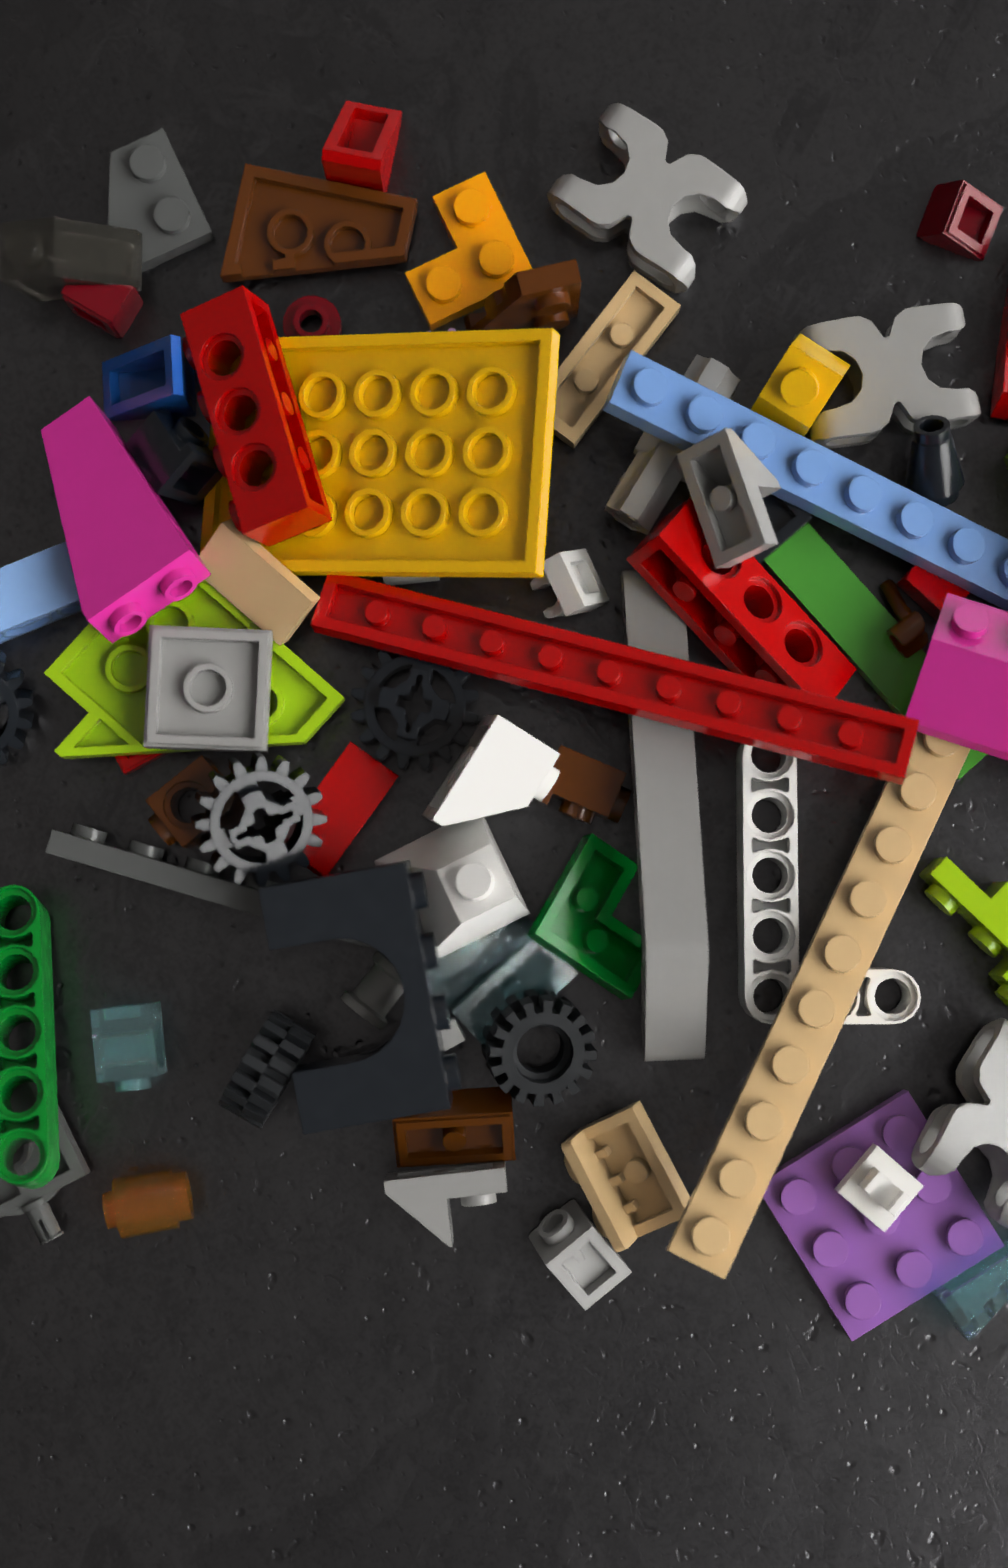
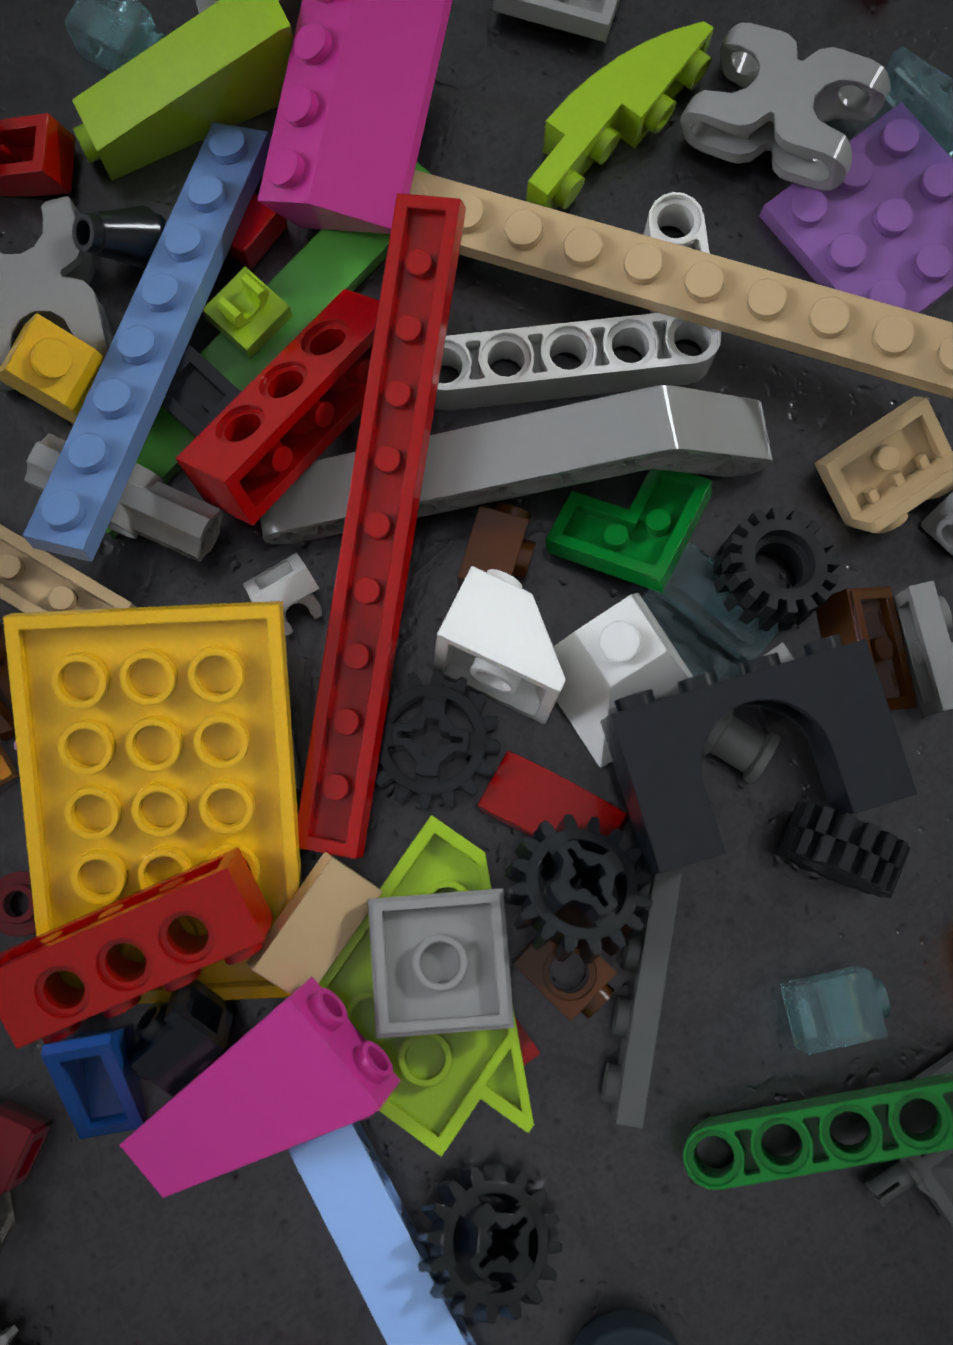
camera: 100 degrees left, 5 degrees down
(728, 495) = (176, 416): light grey slope -> none
(845, 575) = (247, 312): none -> lime tile
(879, 1187) = (868, 216): white tile -> none
(909, 633) = (295, 241): reddish brown hand -> none

